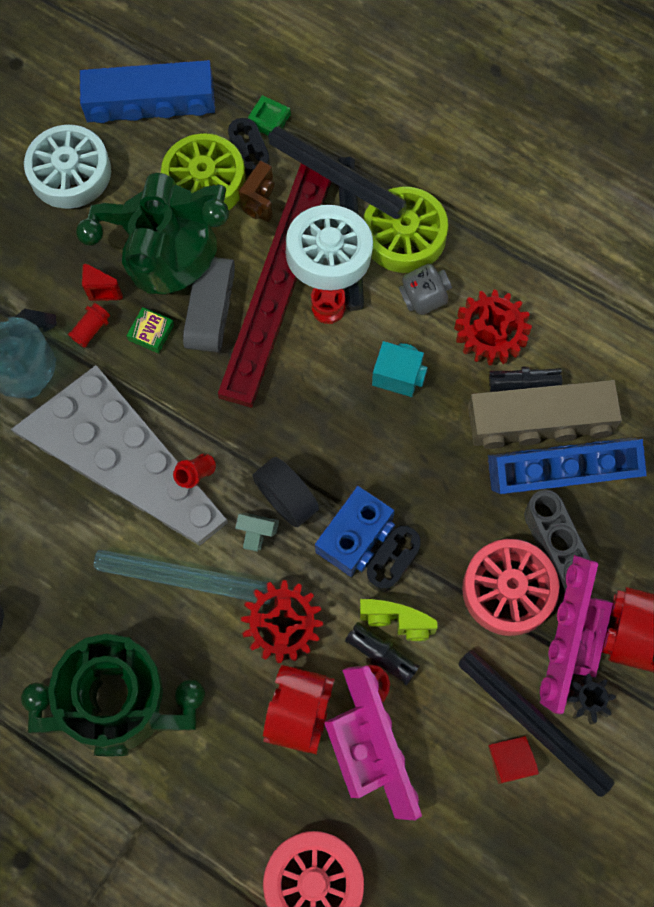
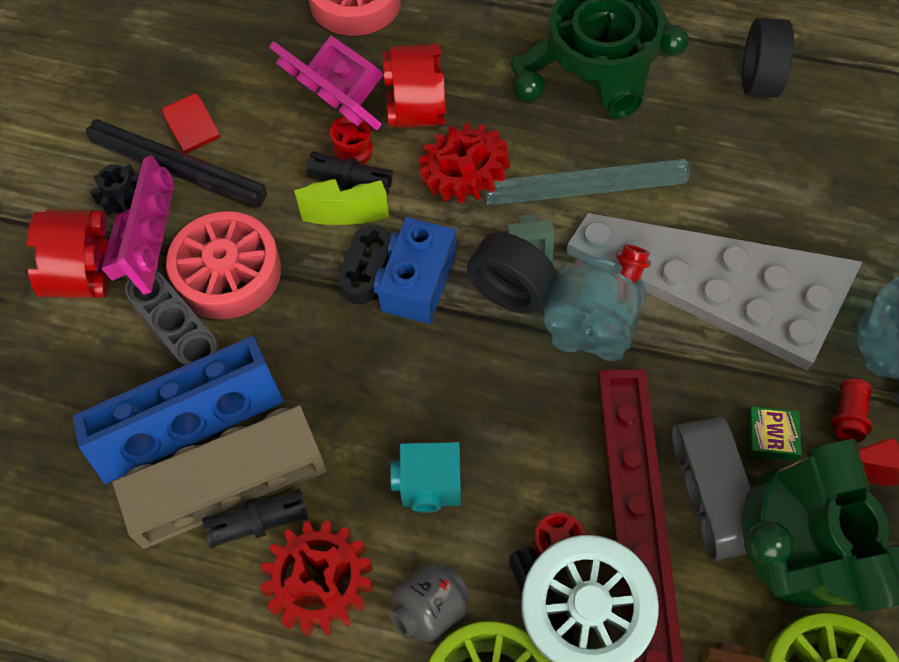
camera: 160 degrees right, 10 degrees down
(237, 439) = (594, 308): none -> clear light blue brick

